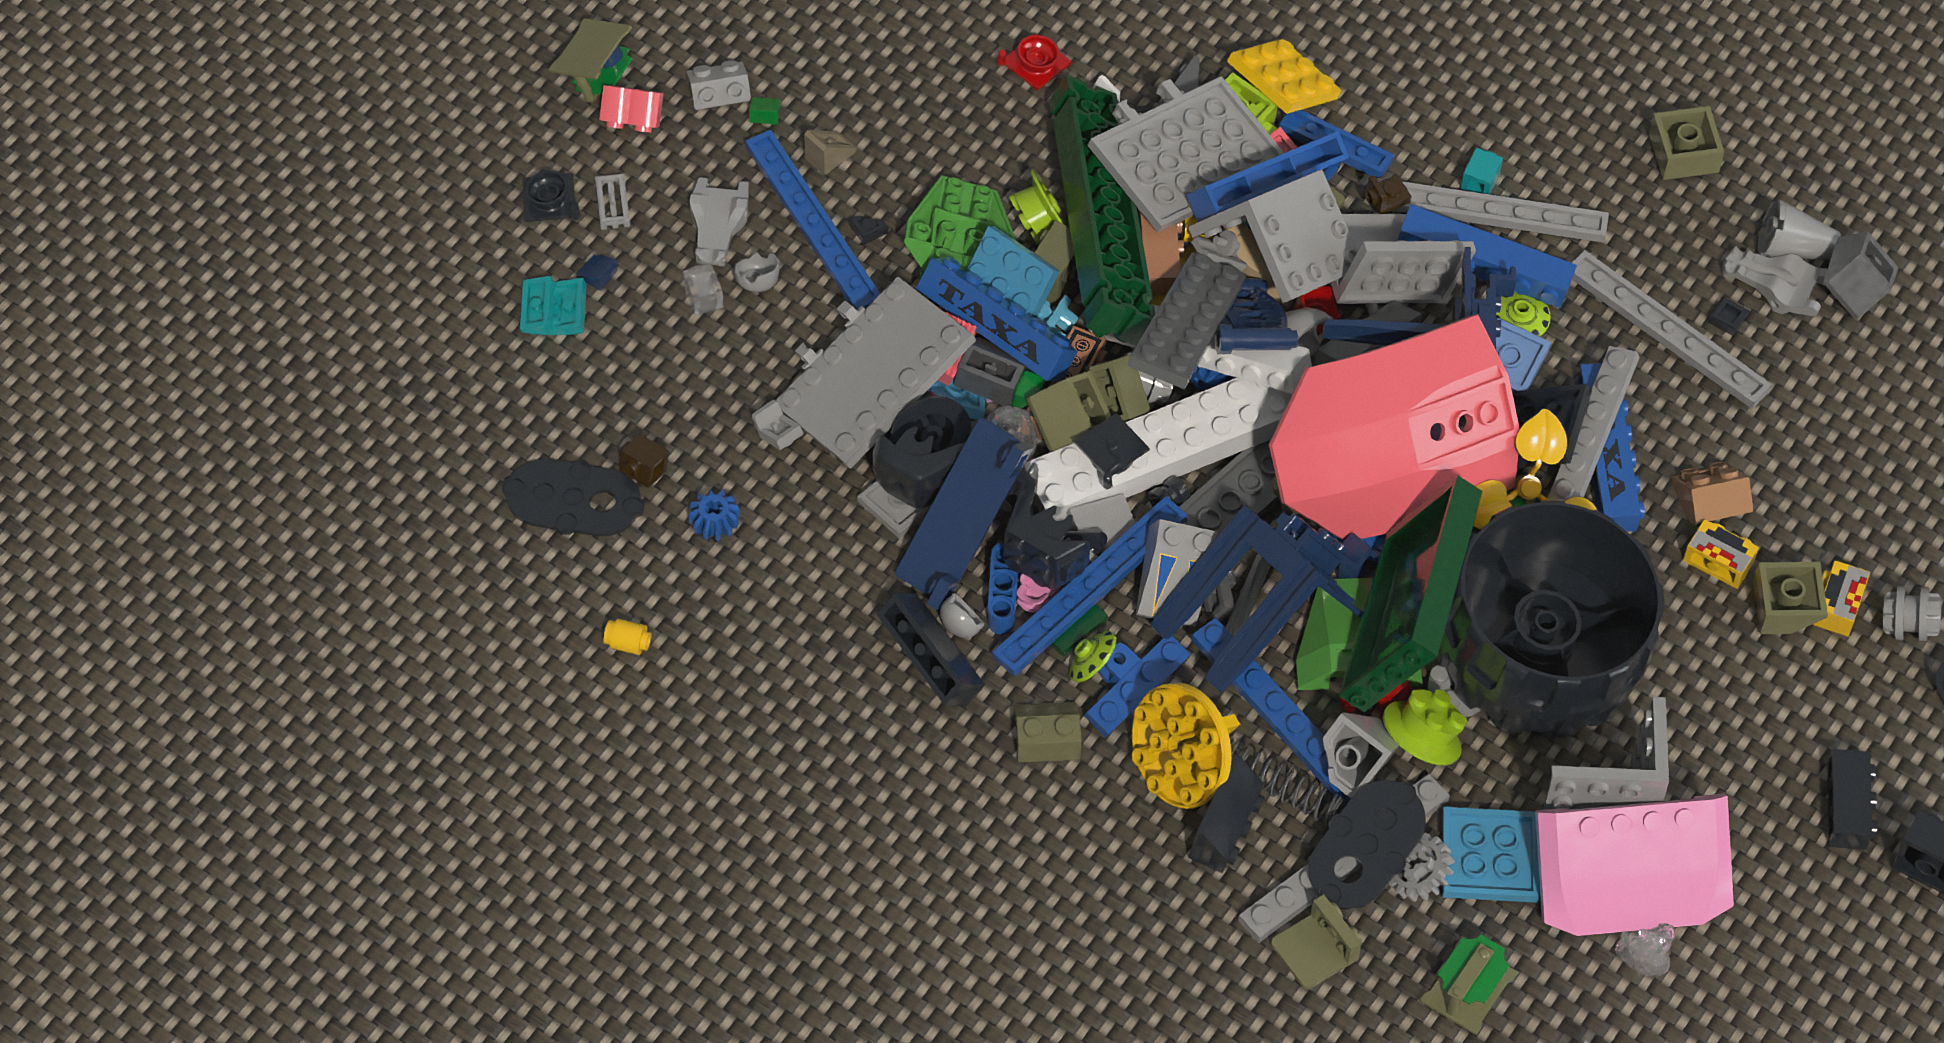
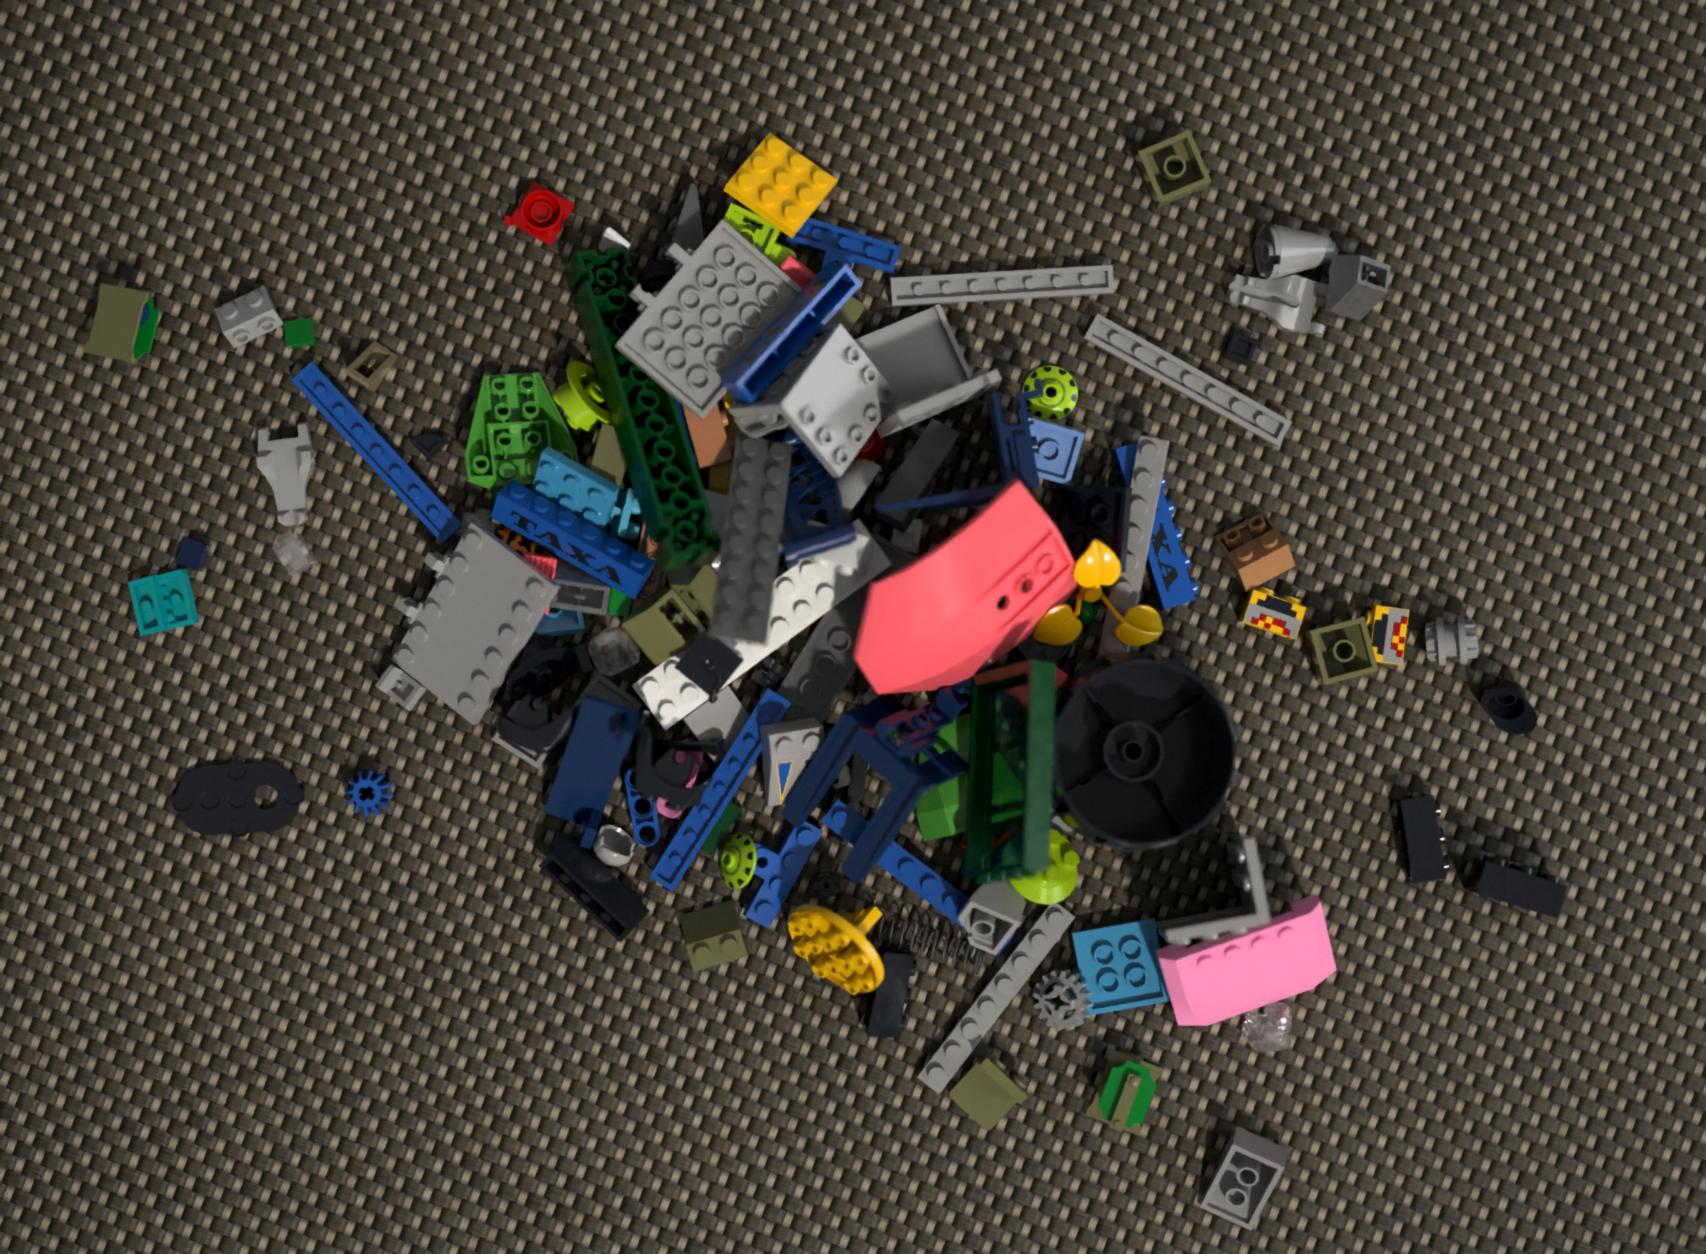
camera: 10 degrees left, 30 degrees up
(549, 197) = (126, 481): black hat -> none
(613, 220) = (194, 494): light grey tile -> none
(627, 636) = (325, 935): yellow brick -> none
(631, 107) = (173, 369): coral brick -> none
(643, 460) = (289, 753): dark brown brick -> none
(757, 273) = (339, 525): light grey hair -> none
(1379, 831) = (1018, 981): black piece -> none
(1387, 193) = (903, 298): dark brown bracket -> none
(1482, 172) = (987, 246): teal brick -> none
(1536, 272) = (1007, 347): blue brick -> none

